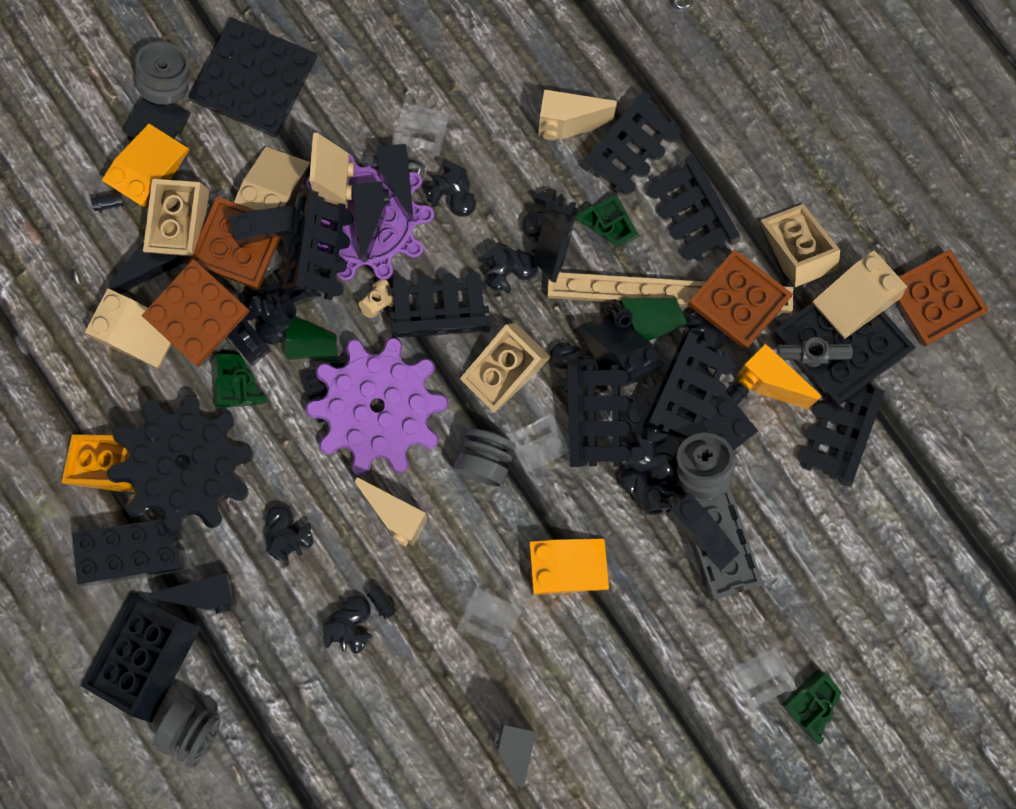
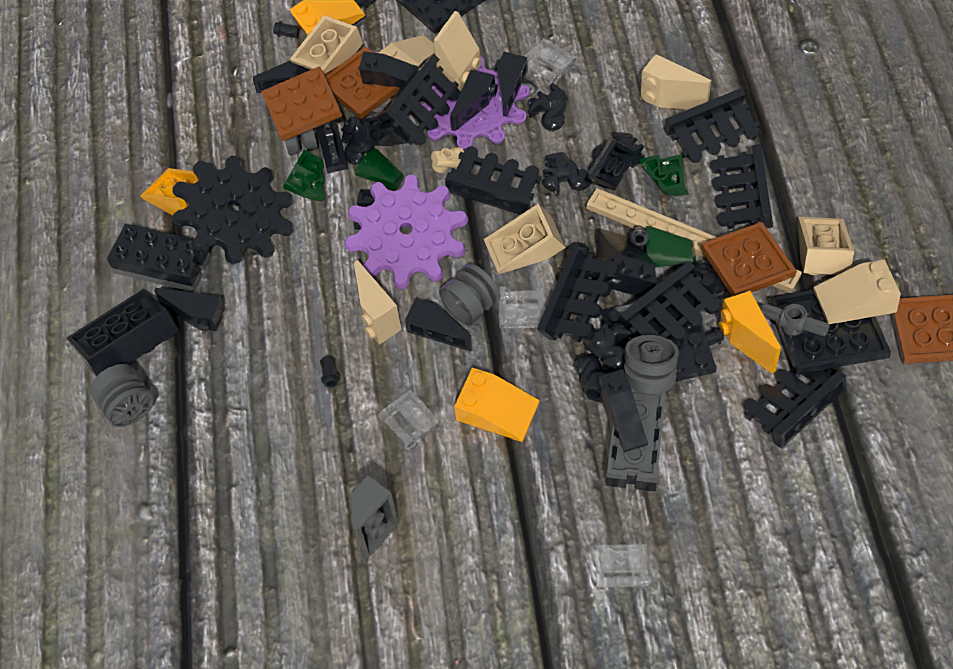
camera: 35 degrees right, 20 degrees down
(122, 328) = (249, 113): tan slope -> none
(283, 540) = (278, 294): black animal -> none
(341, 625) = (287, 375): black animal -> none
(459, 501) = (435, 324): none -> black slope
(813, 704) = (658, 608): dark green slope -> none

